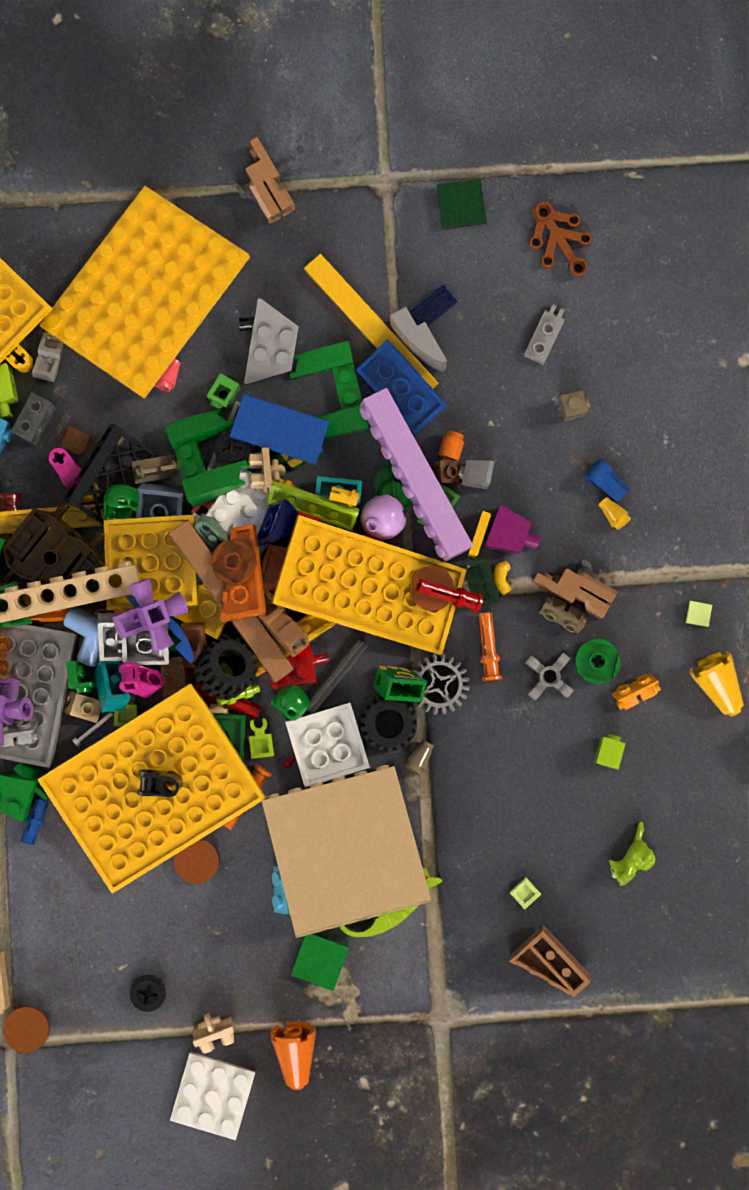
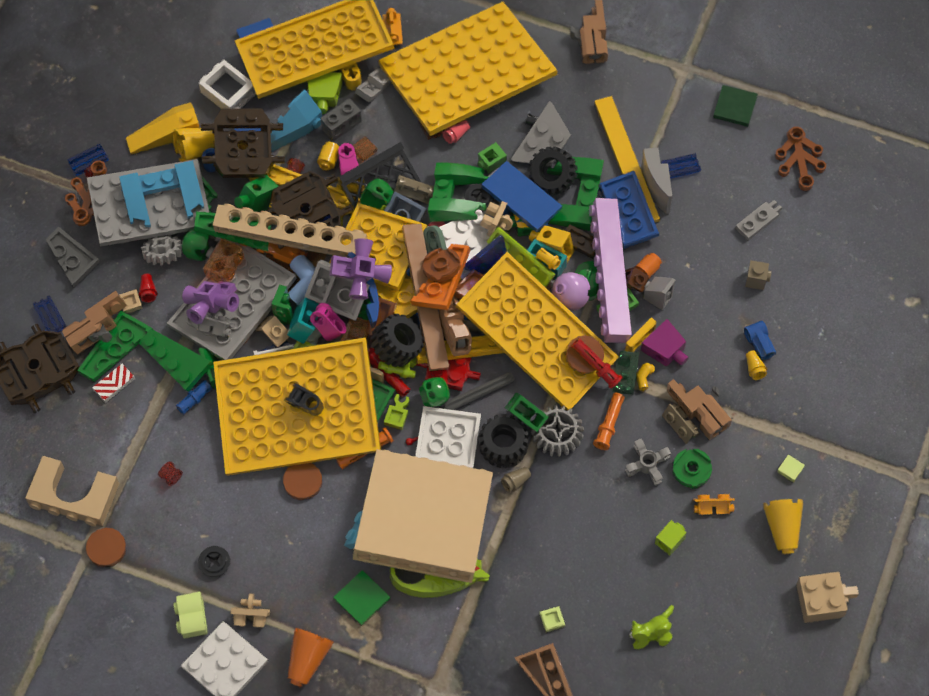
camera: 25 degrees right, 20 degrees down
(35, 274) = (393, 25): none -> light orange hinge
(40, 470) = (328, 156): none -> yellow brick
(53, 919) = (170, 473): none -> clear red wheel
(153, 1063) = (191, 615): none -> yellowish green brick
(305, 364) = (568, 170): none -> black tyre
(344, 467) = (556, 239): none -> yellow torso
(363, 449) = (581, 241): none -> dark brown plate

